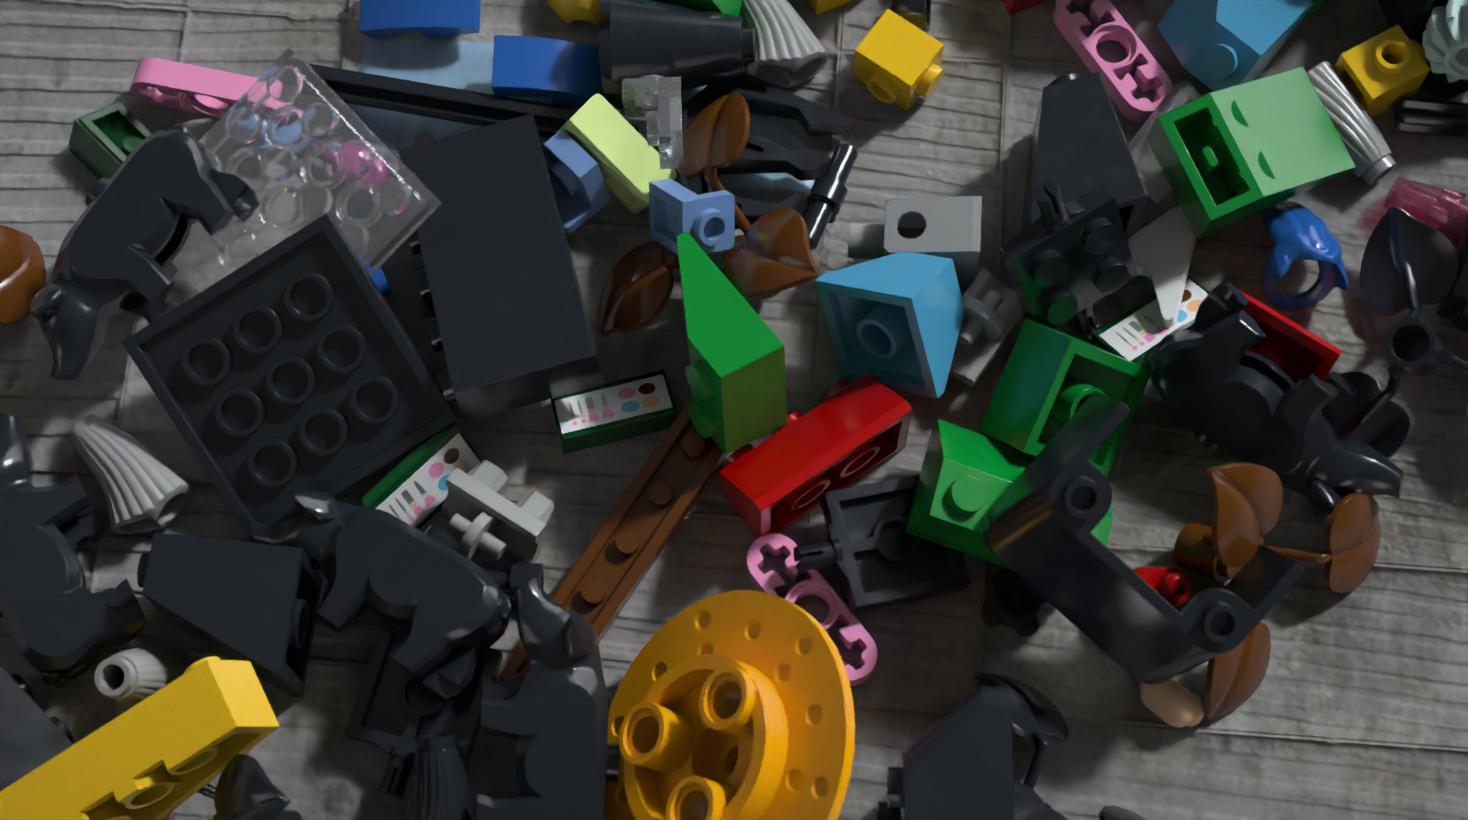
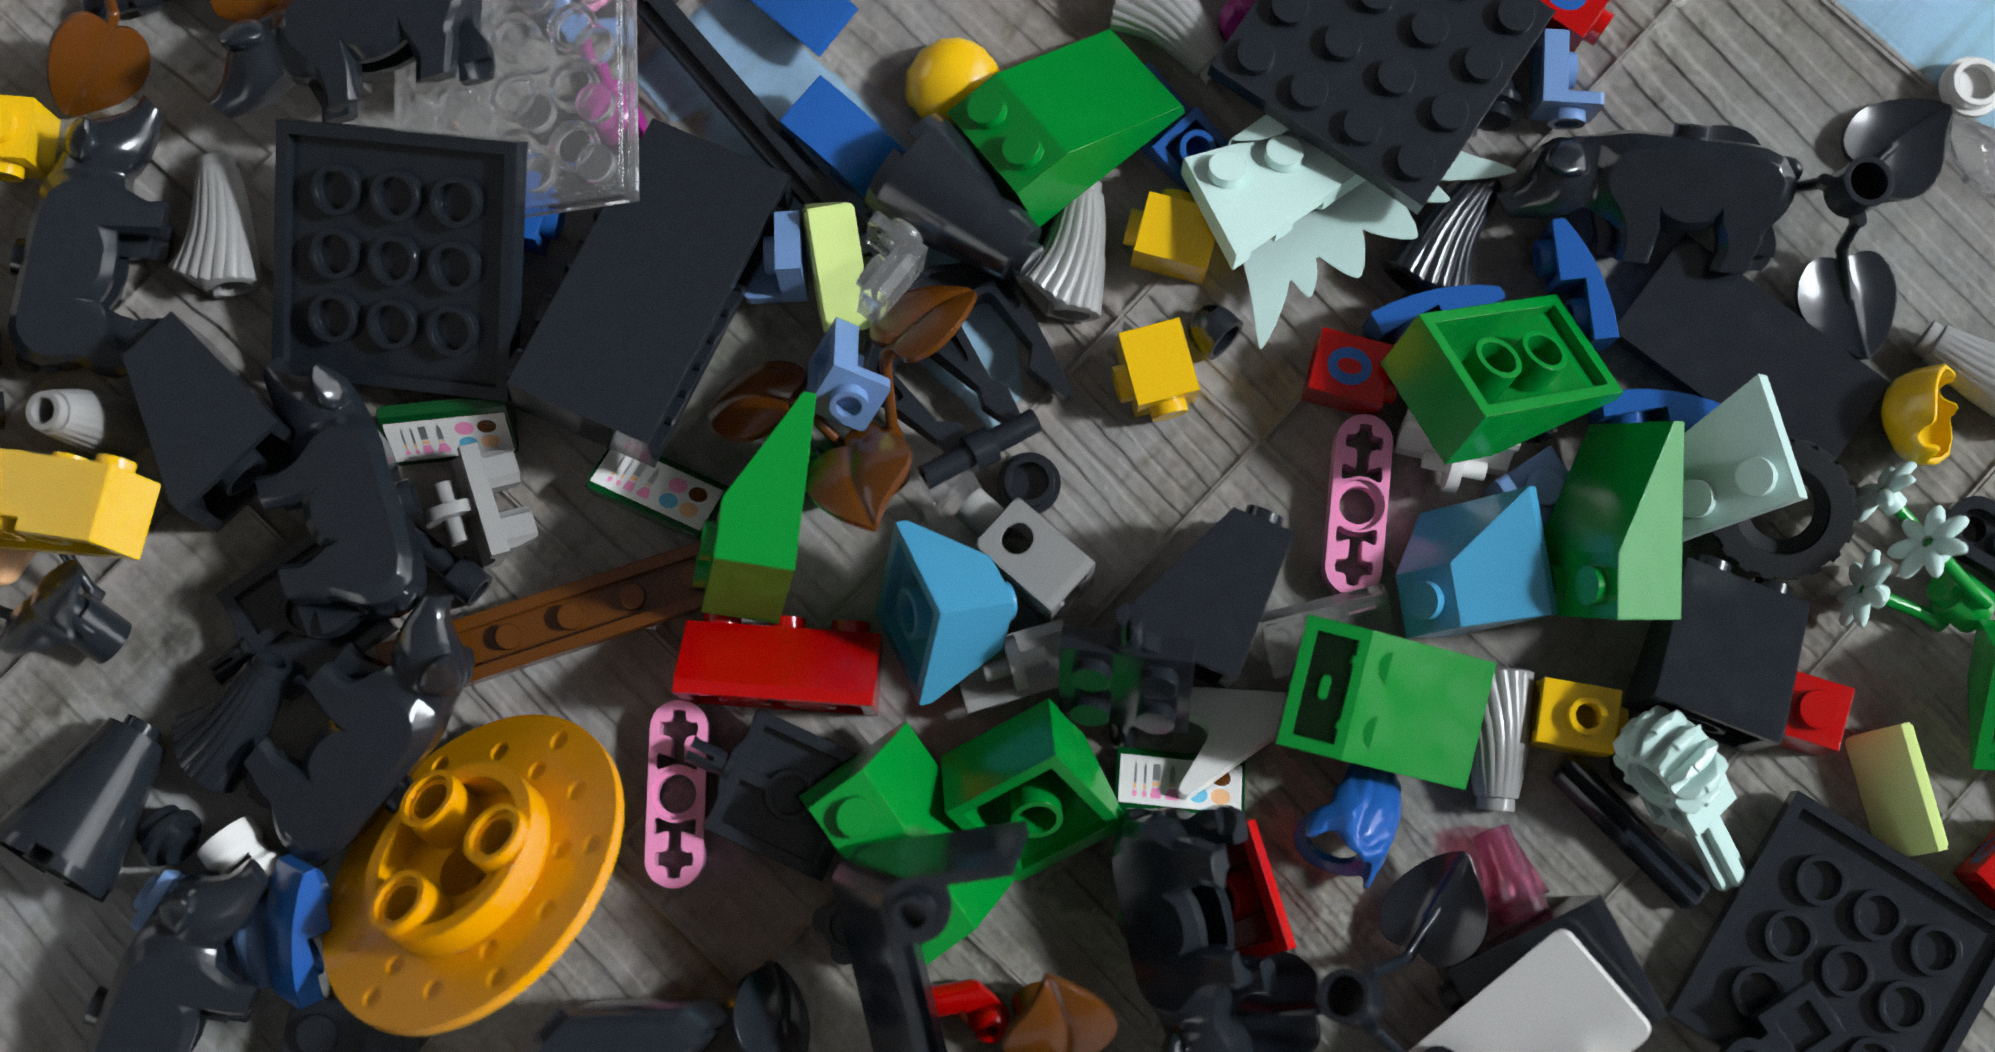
camera: 35 degrees right, 10 degrees up
(868, 200) = (1030, 479): none -> black plate

